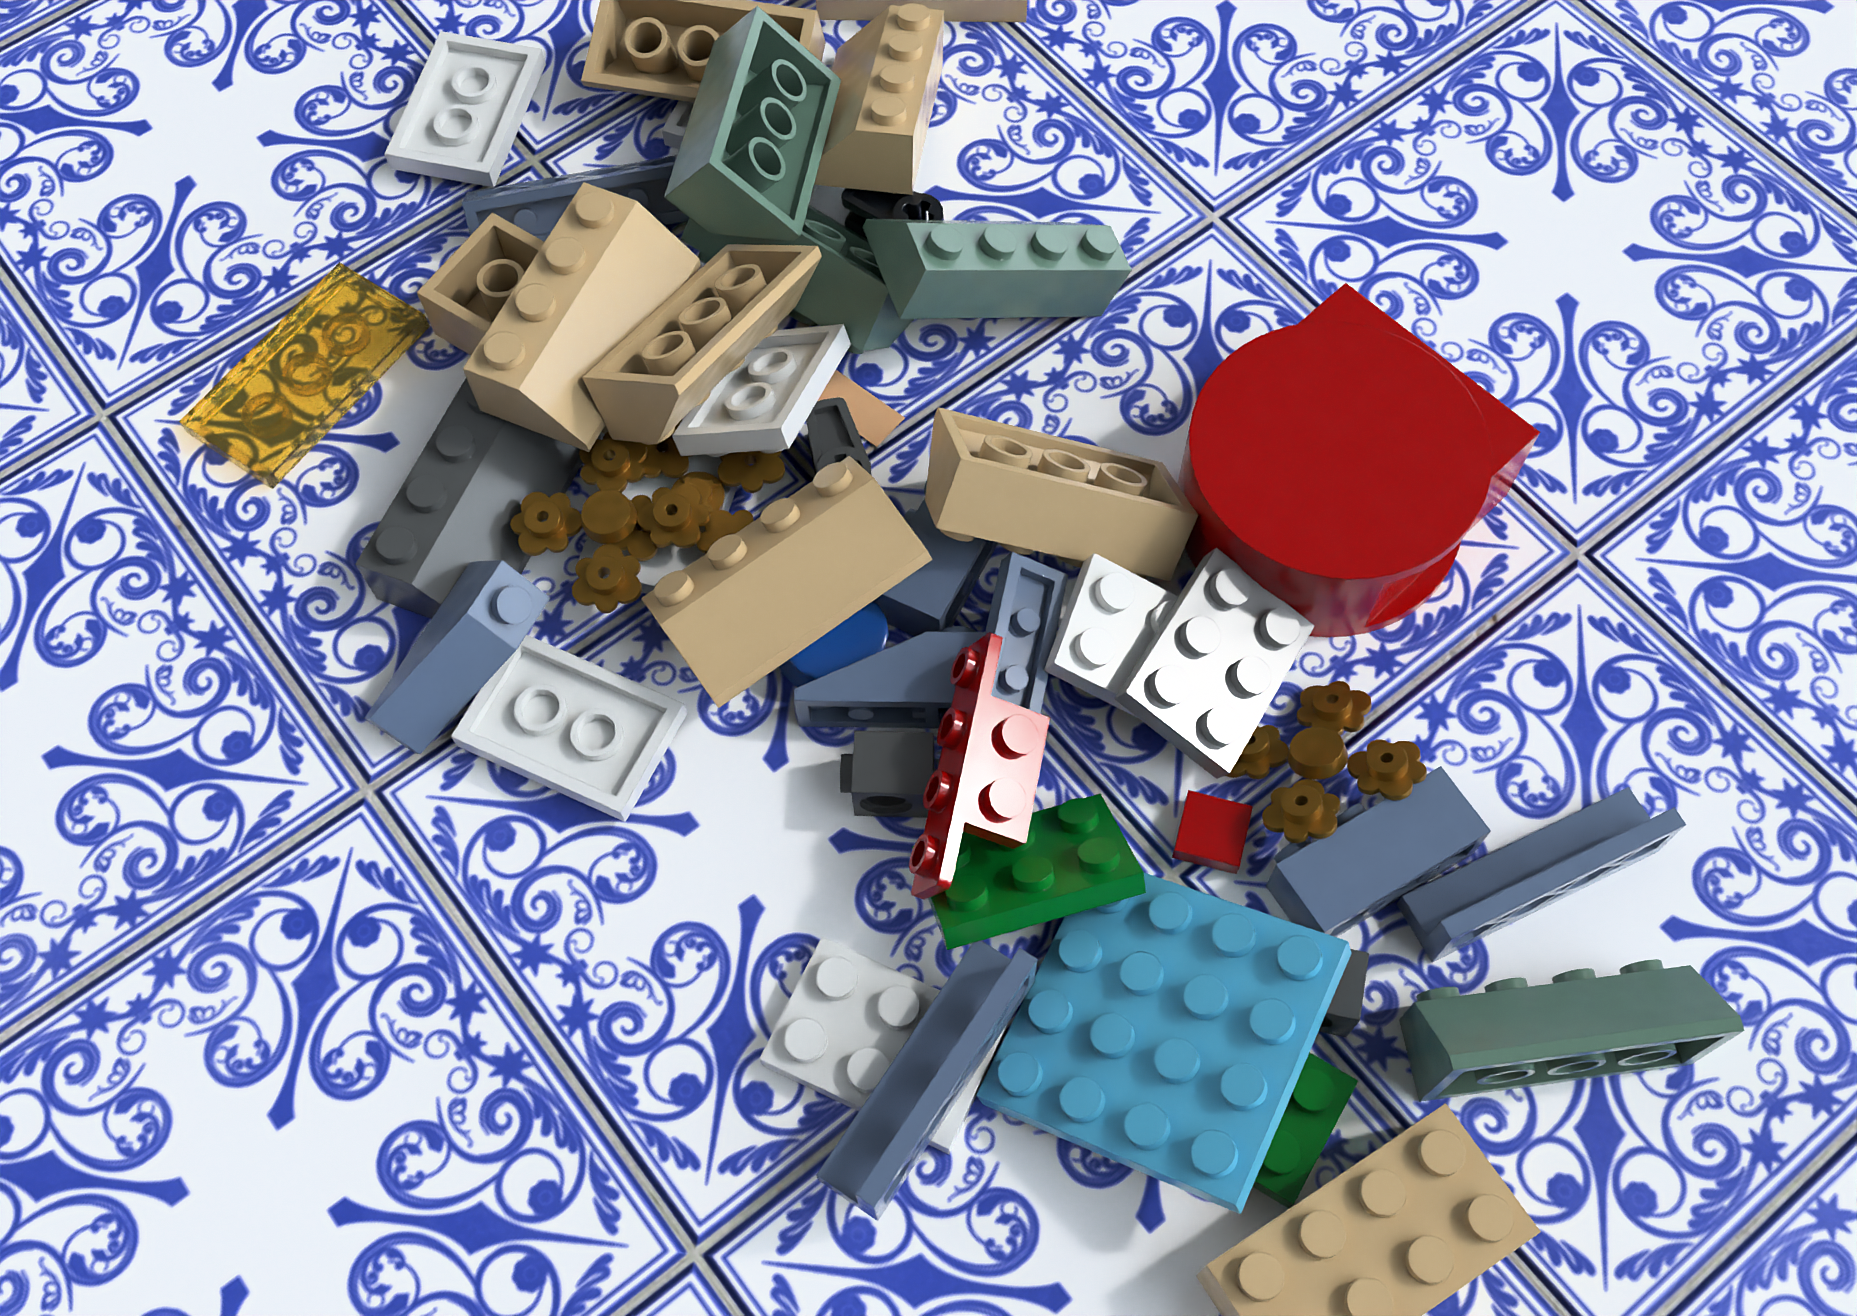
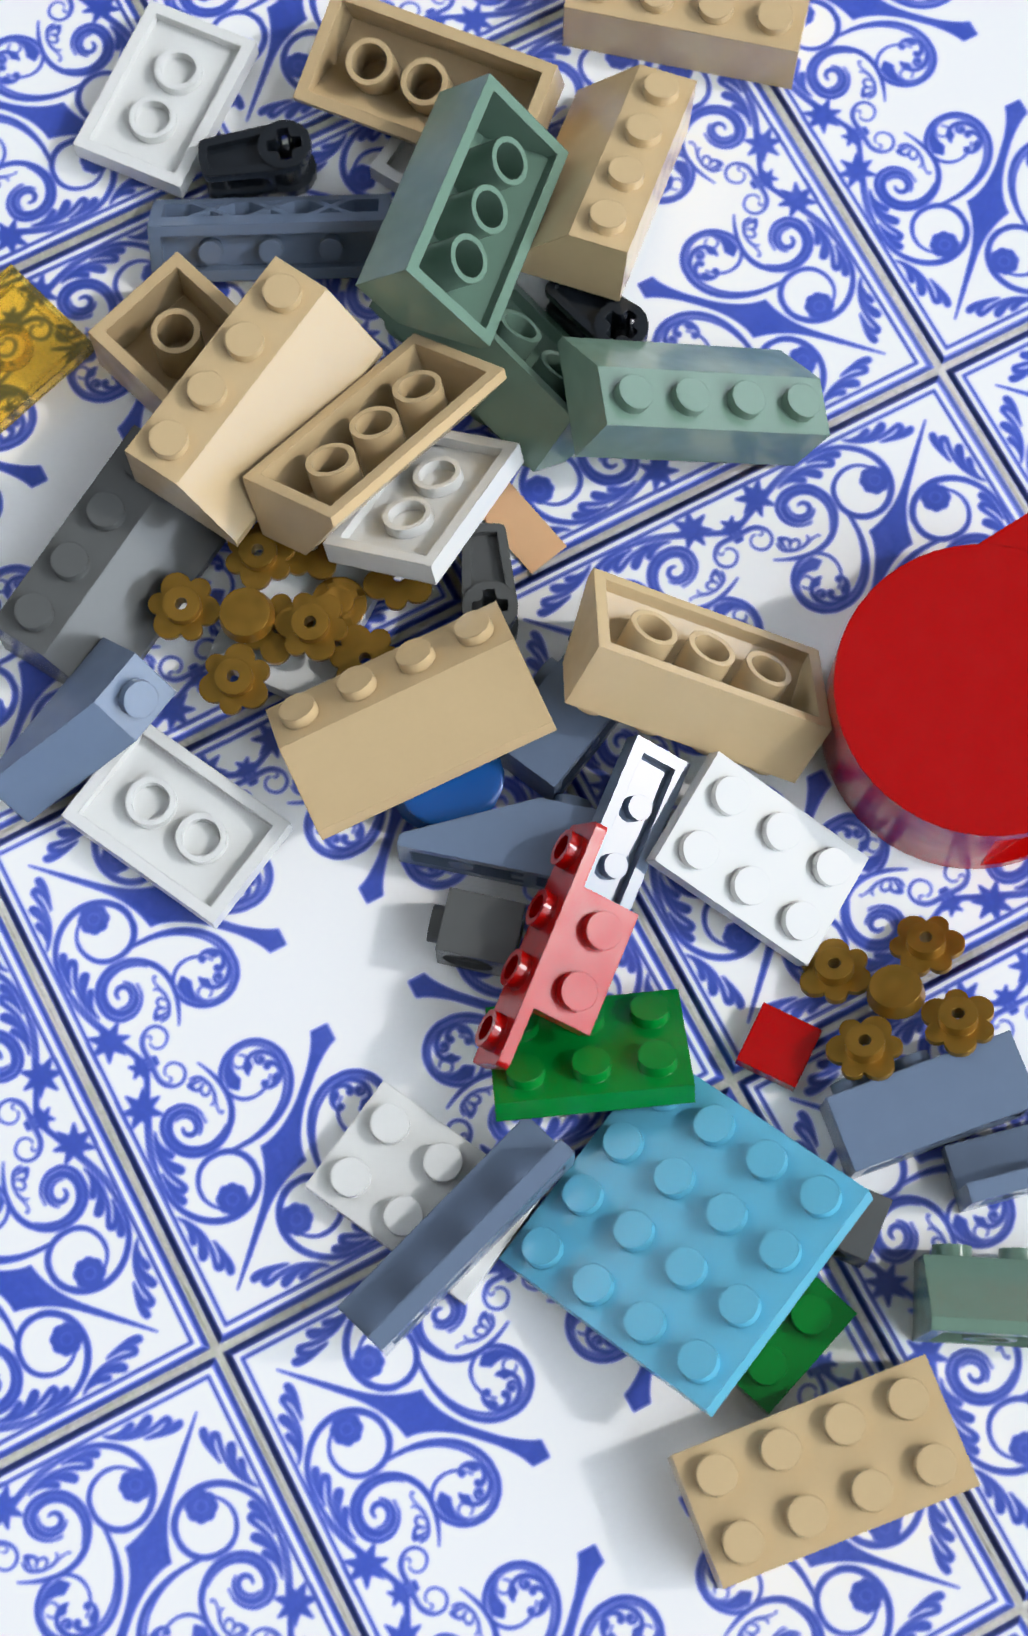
camera: 10 degrees right, 10 degrees up
(555, 145) = (253, 163): none -> black piece
(1215, 664) = (816, 883): plate -> none

